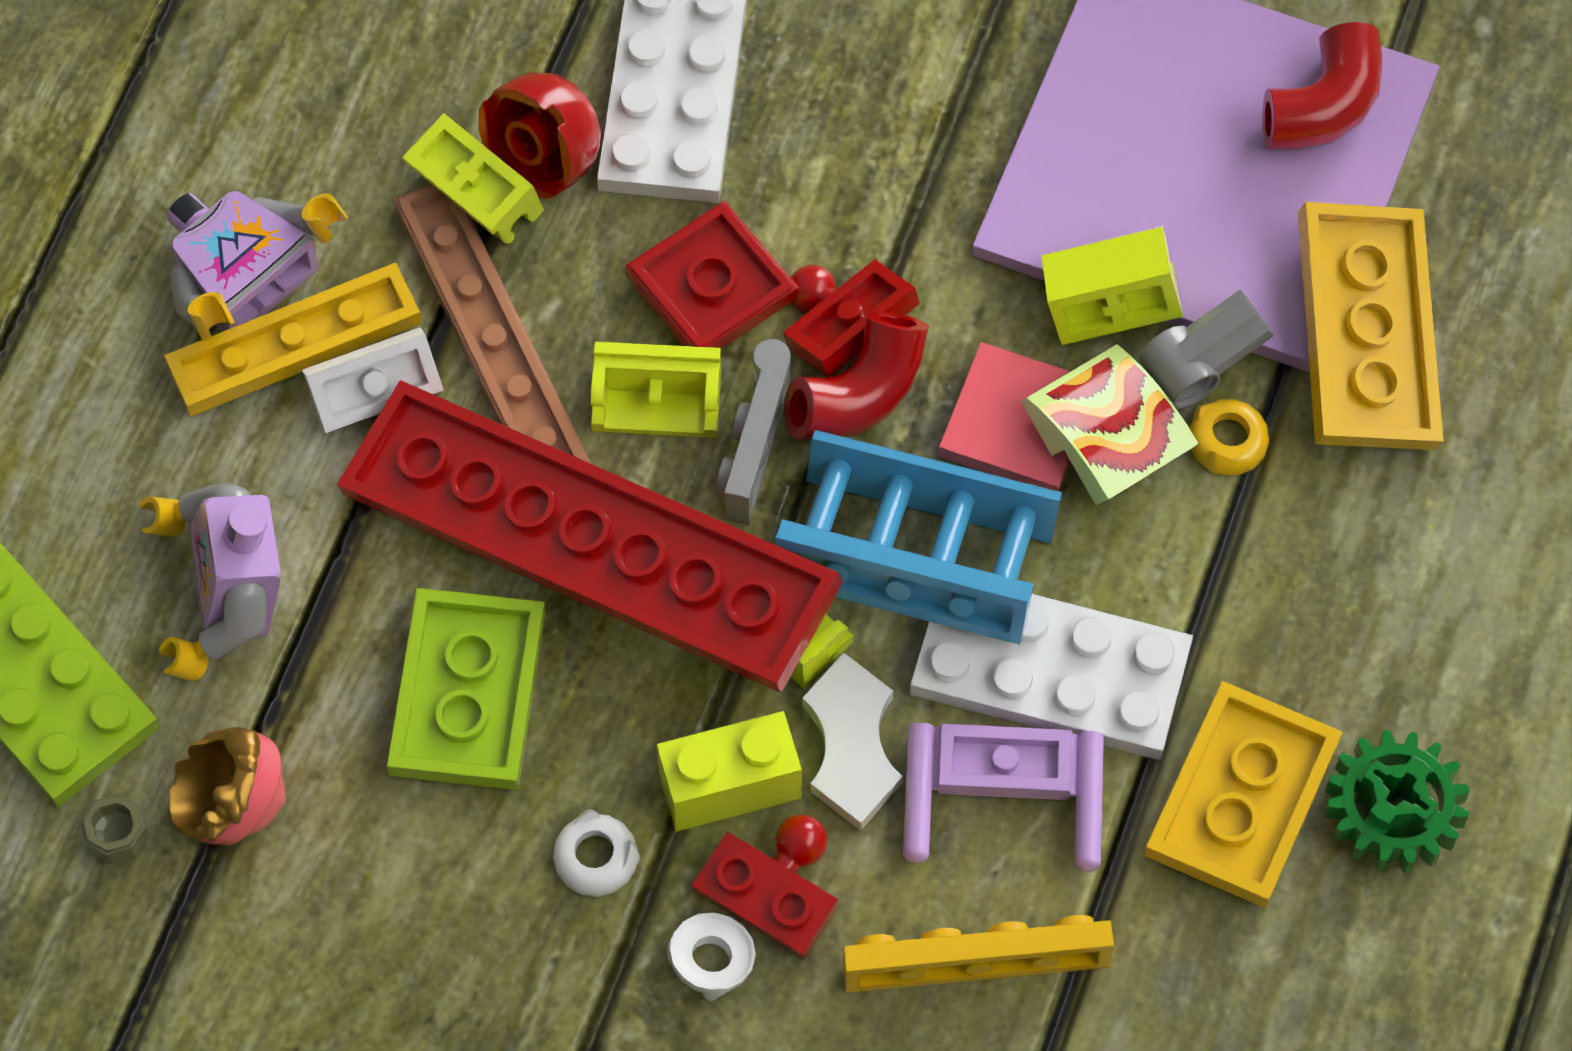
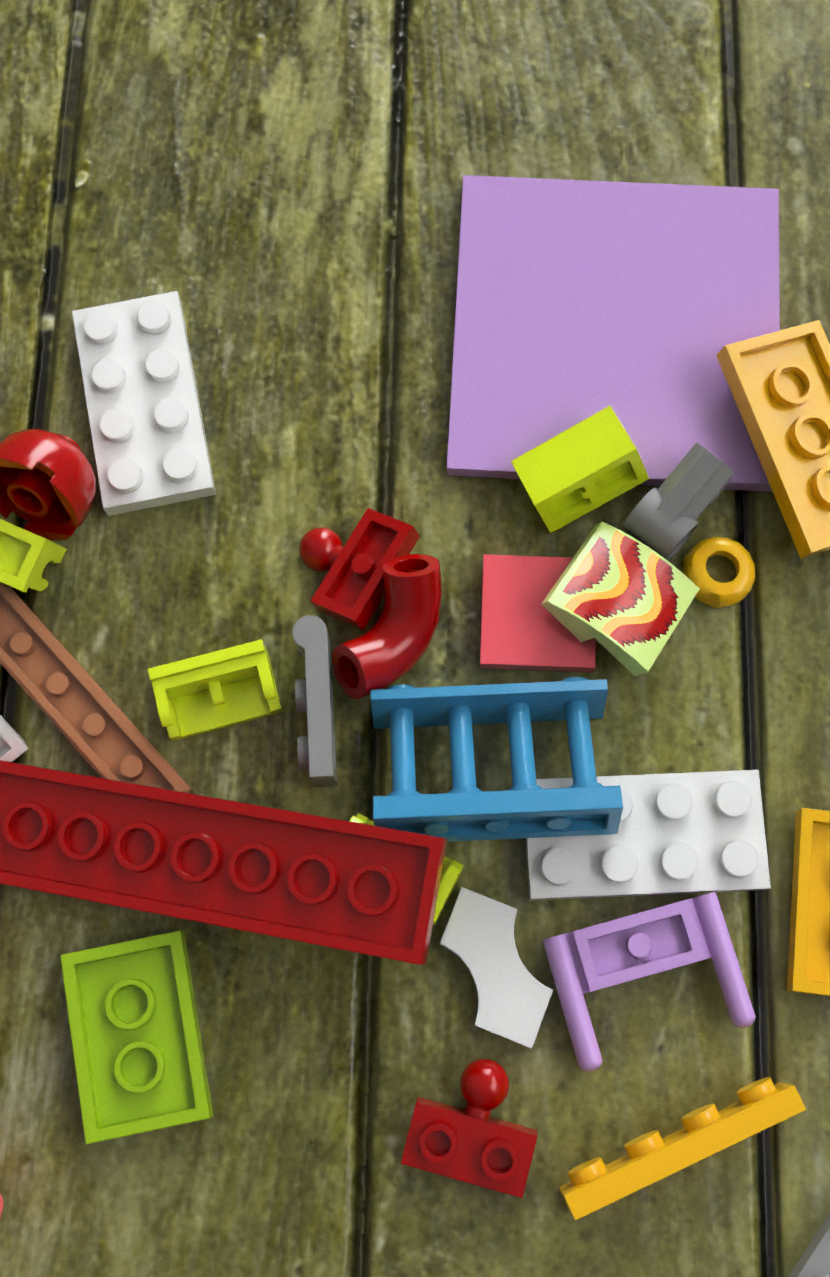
camera: 15 degrees left, 10 degrees up
(600, 880) = (325, 1138): white piece -> none
(711, 280) = (232, 571): red plate -> none
(716, 930) = (468, 1221): white piece -> none
(729, 771) = (398, 1044): neon yellow brick -> none
(1336, 100) = (713, 244): red cylinder -> none

